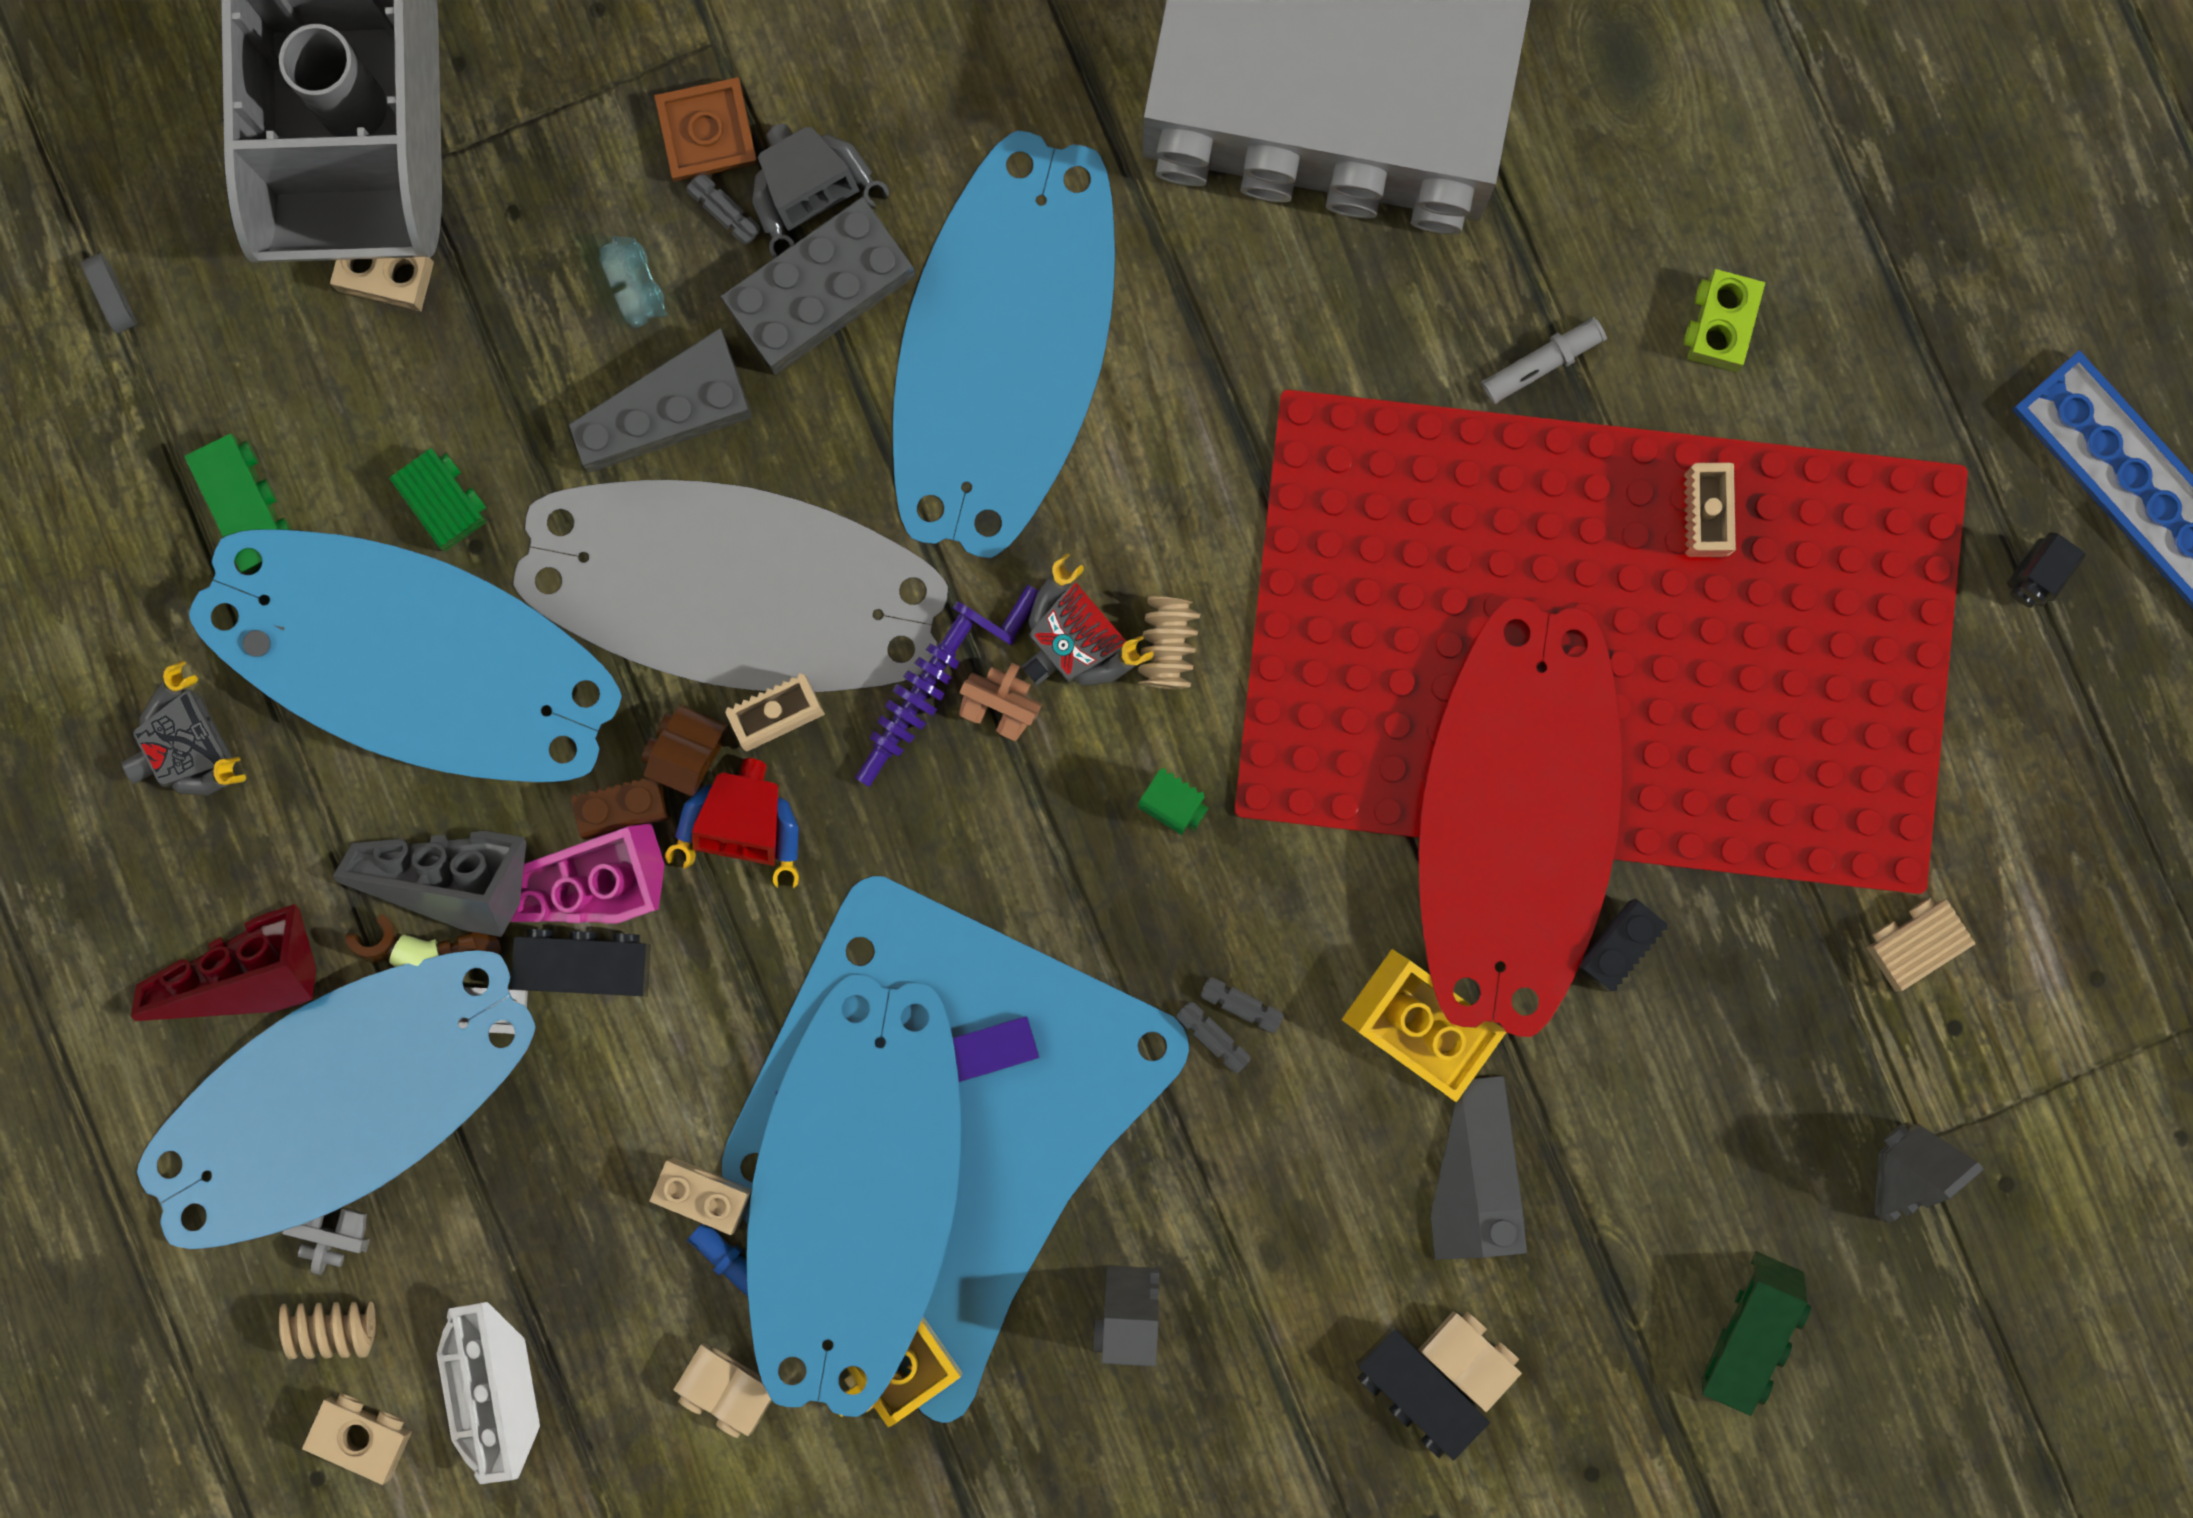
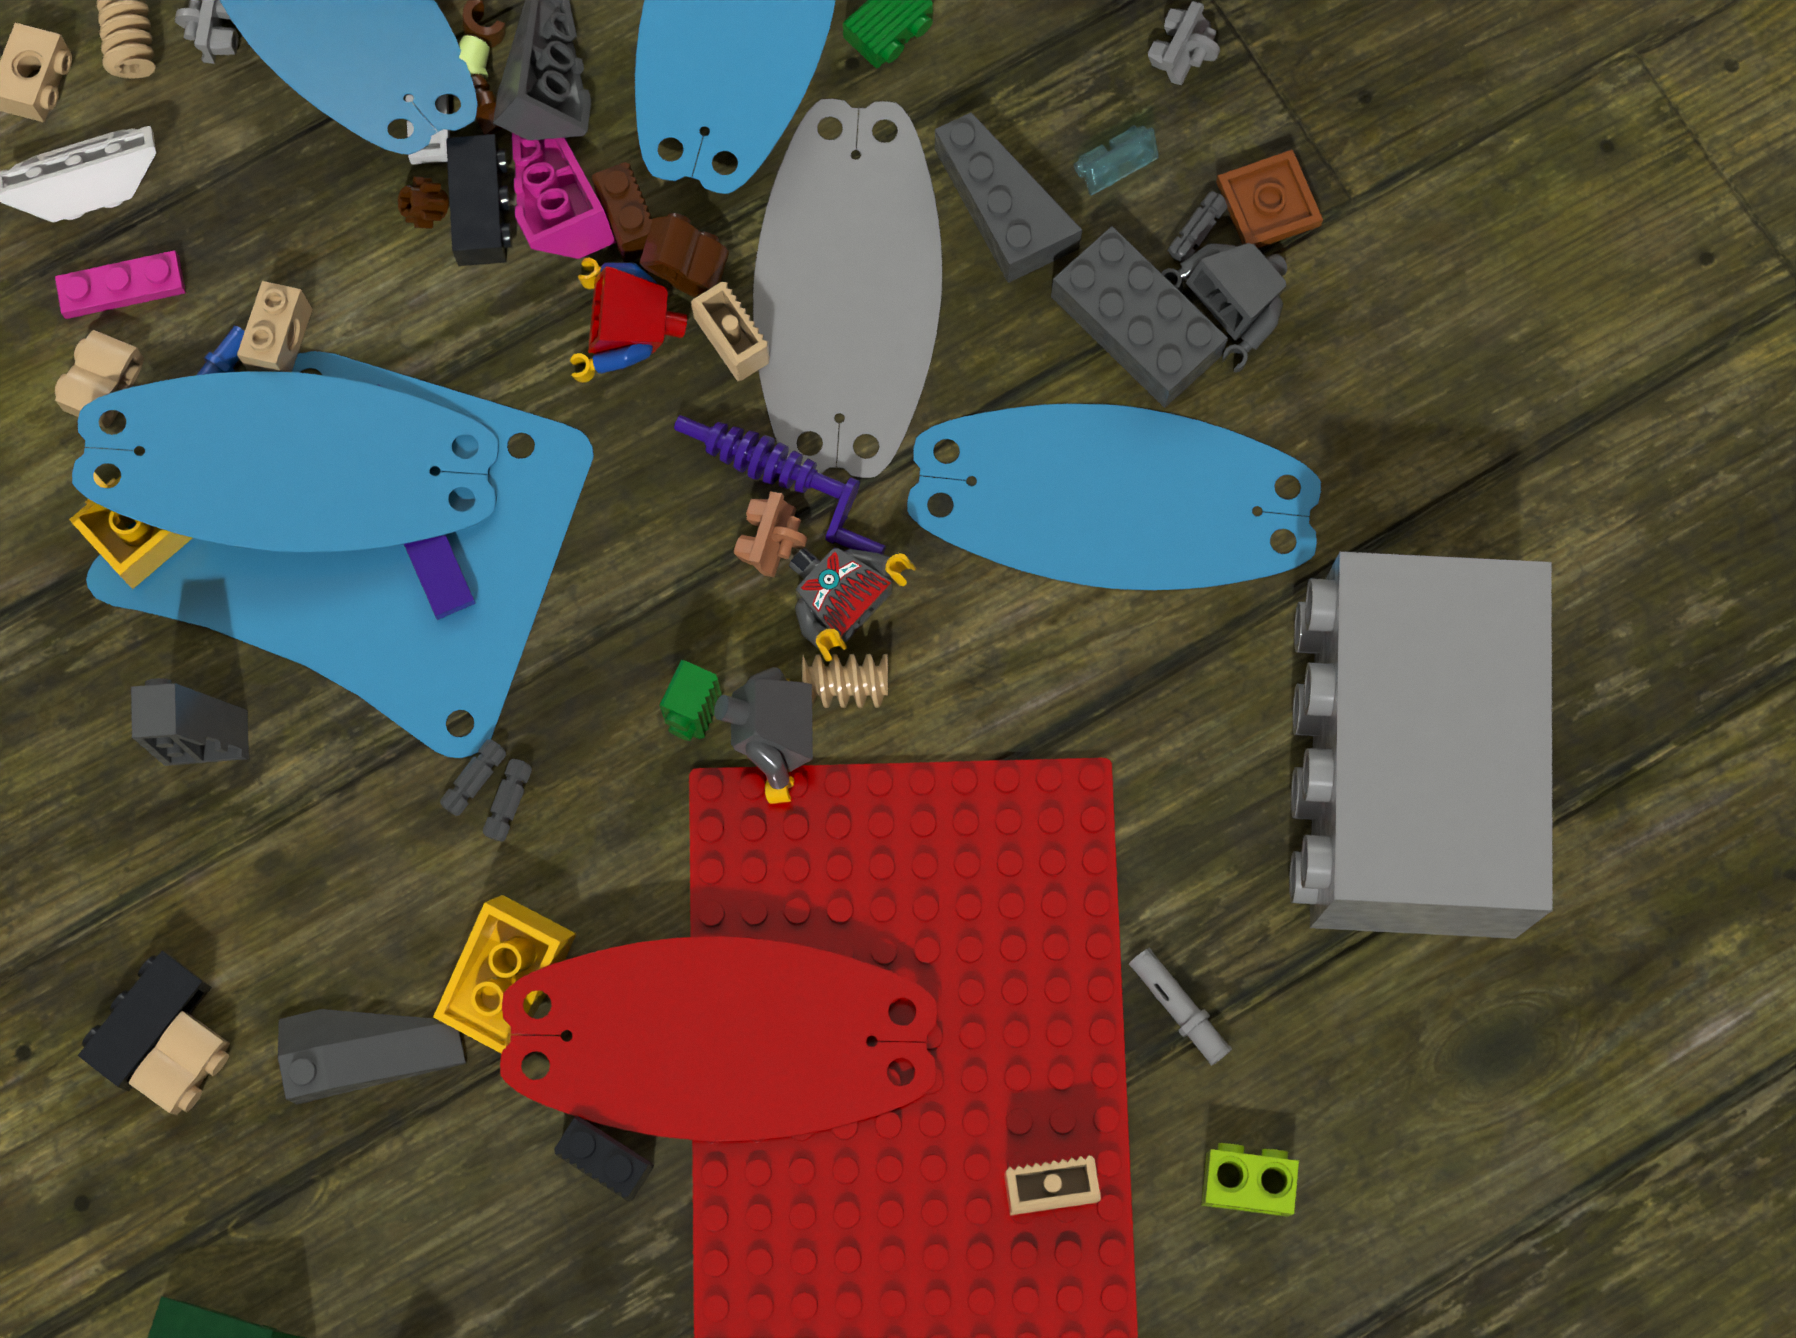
camera: 80 degrees right, 10 degrees down
(498, 179) = (1190, 44): none -> light grey hips
(577, 1023) = (423, 202): none -> reddish brown gear
(617, 1361) = (120, 284): none -> dark pink plate
(1217, 720) = (771, 727): none -> dark grey torso

